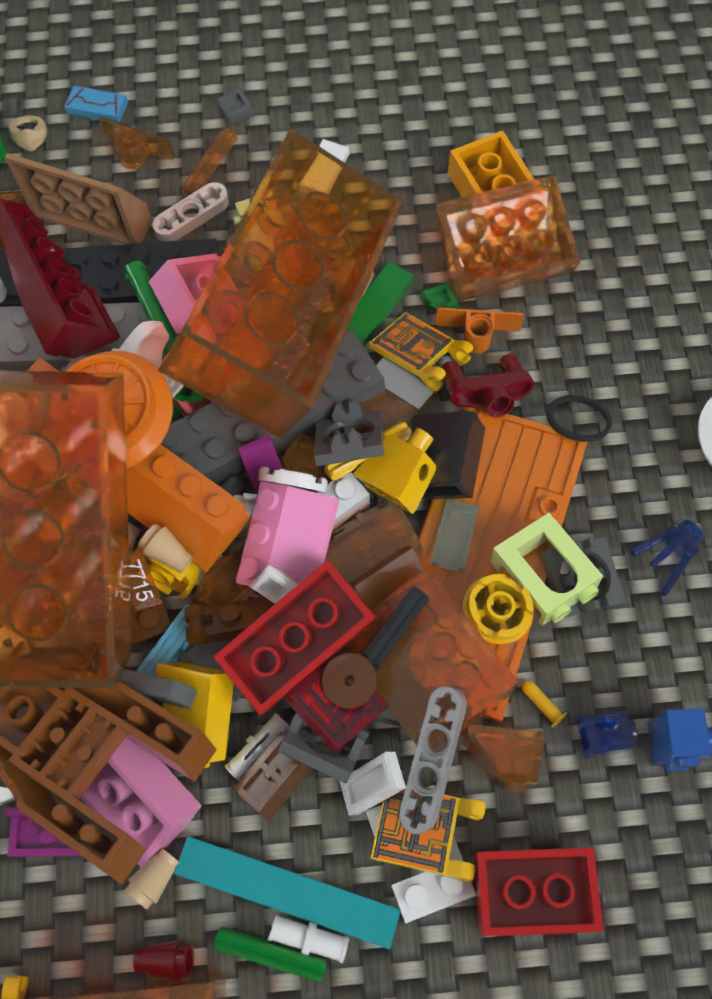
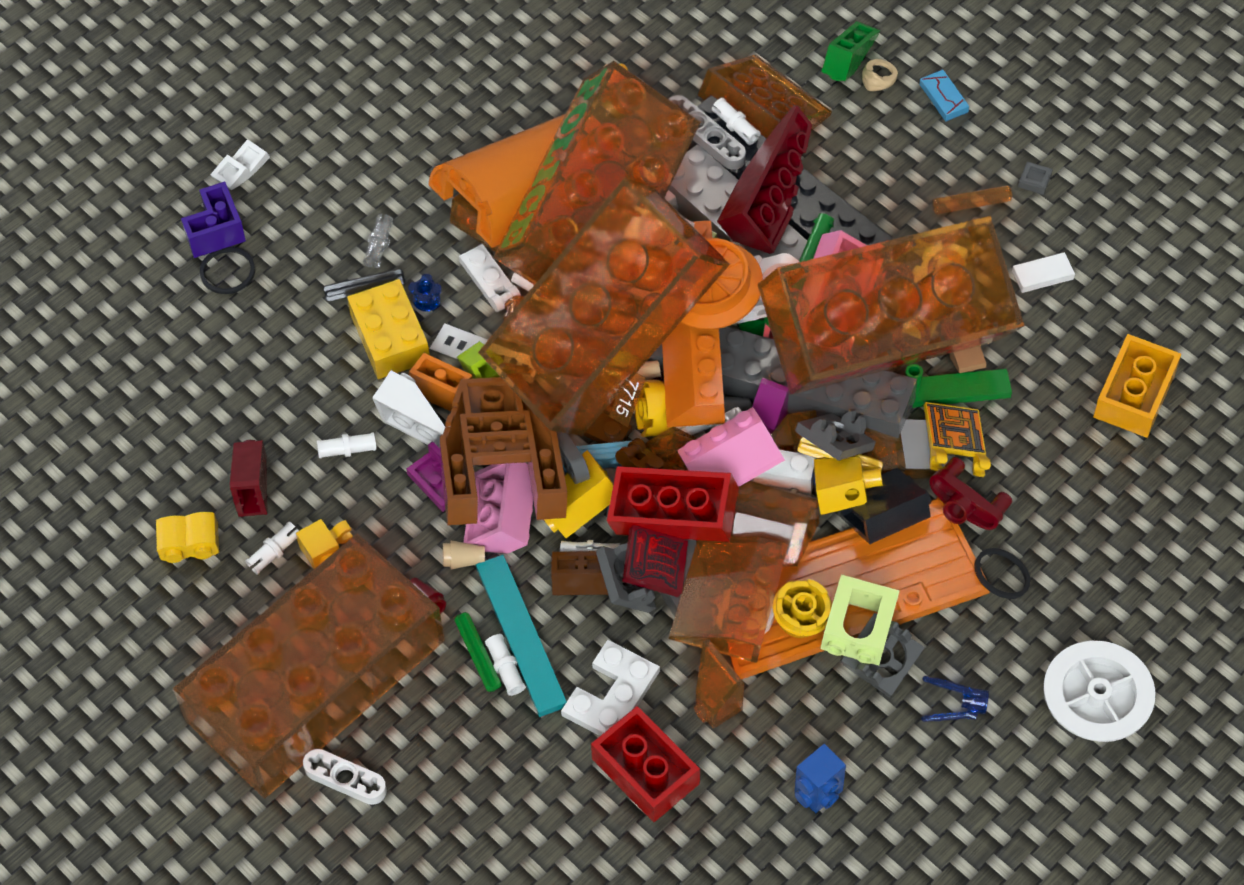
camera: 50 degrees right, 10 degrees down
(81, 202) = (853, 153): medium nougat slope -> none
(135, 144) = (932, 145): clear orange piece -> none
(165, 548) = (658, 389): tan cone -> none
(195, 201) = (912, 212): white beam -> none
(273, 584) = (693, 461): white slope -> none
(293, 479) = (772, 424): white tile -> none
(349, 680) = (673, 553): reddish brown piece -> none
(373, 783) = (625, 624): white tile -> none
(396, 627) = (723, 553): black axle -> none
(429, 849) = (624, 672): flag -> none
(437, 760) = (671, 641): light grey beam -> none
(439, 297) = (1012, 424): green tile -> none
(455, 535) = (836, 556): clear light blue tile -> none
(479, 322) = (1011, 455): orange piece -> none
(506, 238) = (1091, 422): clear orange slope -> none
(543, 703) = (770, 708): yellow piece -> none
(607, 734) = (786, 742): clear blue brick -> none

